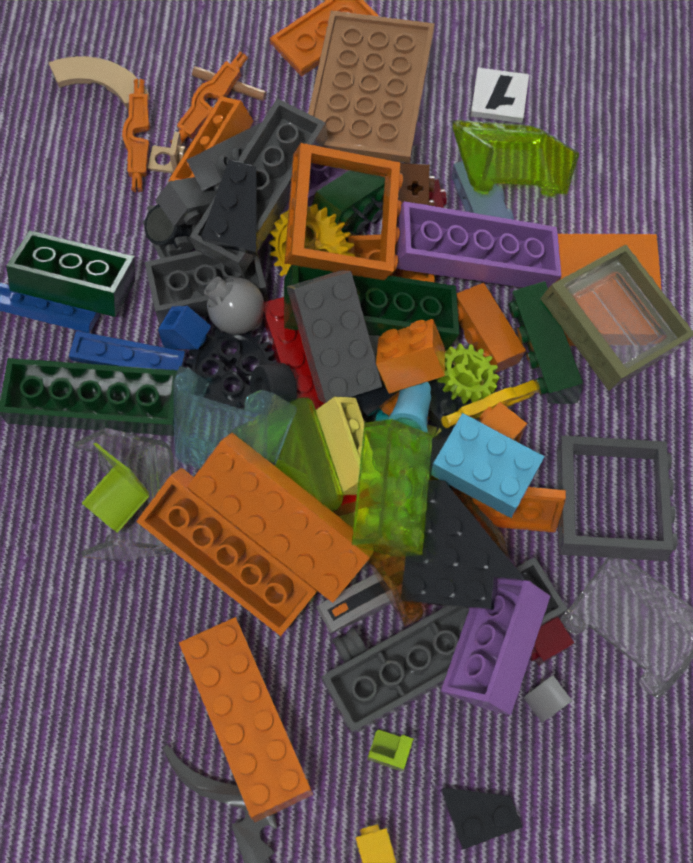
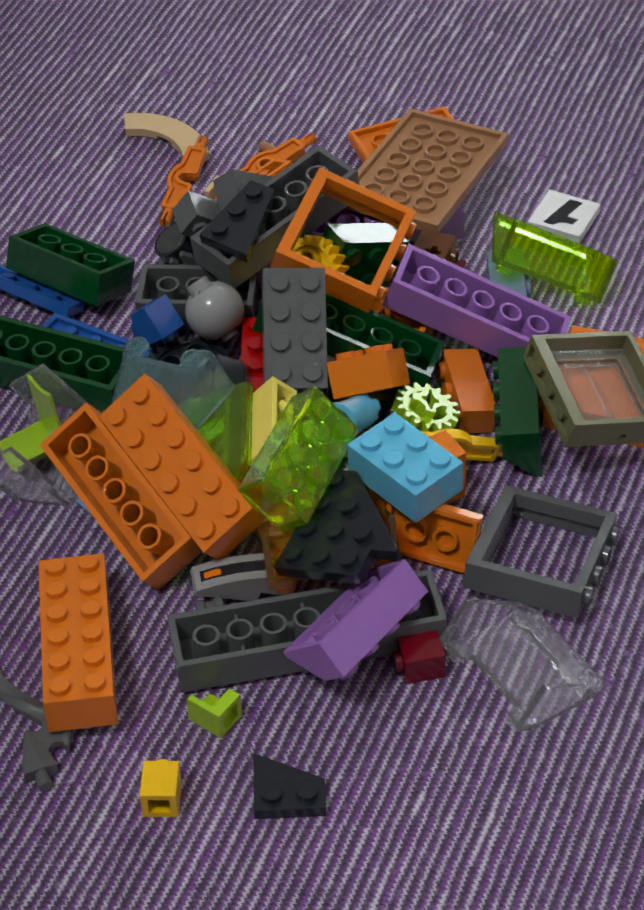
camera: 20 degrees right, 25 degrees down
(547, 699) = (399, 704): light grey brick -> none

